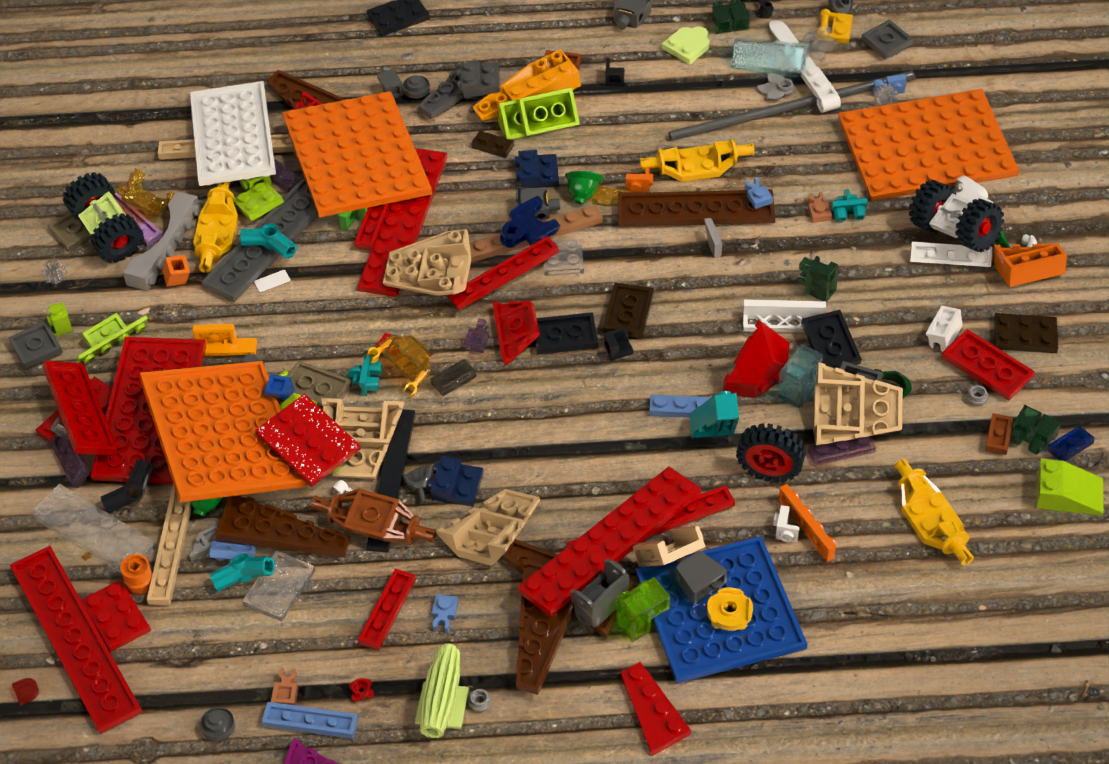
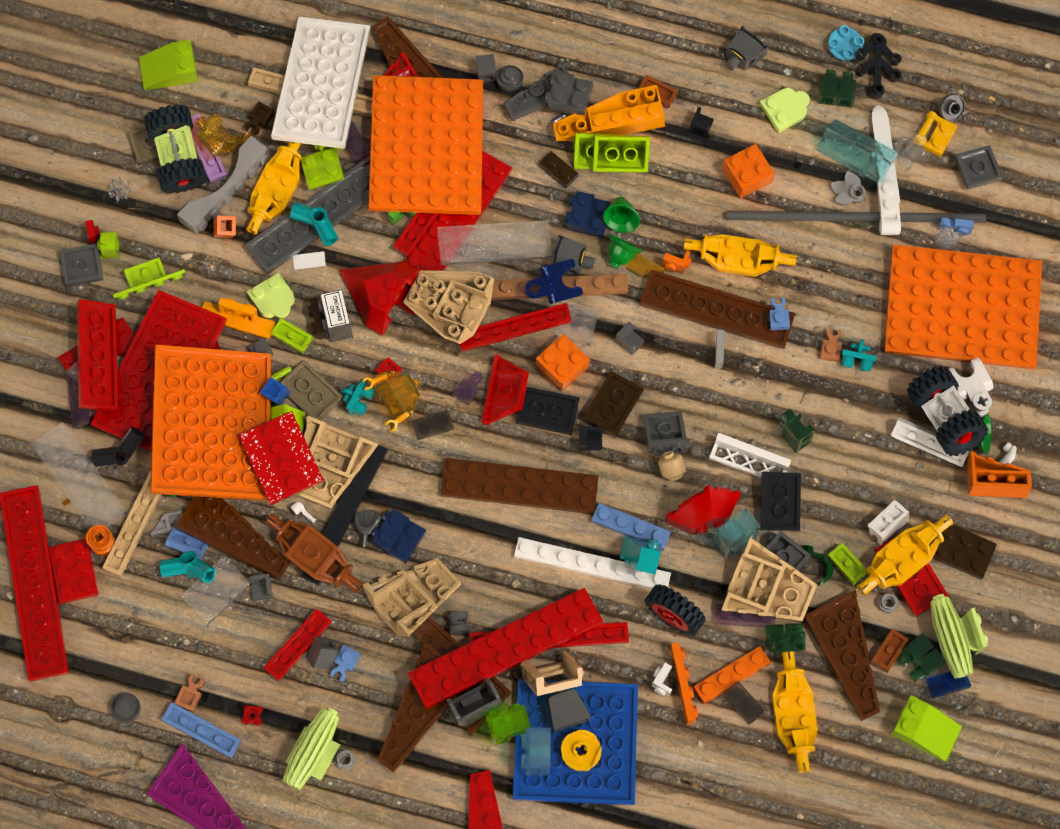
camera: 15 degrees right, 20 degrees up
(38, 313) = (92, 231): none -> red plate
(72, 160) = (169, 66): none -> lime slope
(179, 177) = (259, 116): none -> dark brown plate
(247, 317) = (272, 297): none -> yellowish green plate
(278, 343) = (291, 335): none -> lime plate
(302, 326) = (314, 312): none -> dark brown plate
(318, 310) = (335, 316): none -> brick
(327, 566) = (261, 587): none -> dark grey panel
(352, 282) = (377, 290): none -> red wedge
(416, 608) = (322, 653): none -> dark grey panel
(453, 212) = (494, 242): none -> clear plate
(552, 539) = (458, 623): none -> dark grey wheel
(563, 289) = (562, 362): none -> orange brick
(563, 405) = (519, 486): none -> reddish brown plate
(570, 158) = (621, 216): none -> green hat
(619, 256) = (629, 339): none -> dark grey panel
(660, 450) = (588, 564): none -> white plate
(675, 95) = (748, 171): none -> orange brick
(685, 618) = (537, 753): none -> clear light blue brick
(691, 318) = (665, 432): none -> dark grey plate
(710, 341) = (671, 466): none -> tan head
(853, 502) = (736, 671): none -> orange plate
(876, 521) = (743, 702): none -> clear smoke plate
(891, 450) = (779, 641): none -> clear green hips
(922, 374) = (847, 564): none -> lime plate
(952, 442) = (844, 644): none -> reddish brown wing
(975, 345) = (905, 555): none -> yellow plate
(1060, 398) = (957, 635): none -> yellowish green plate

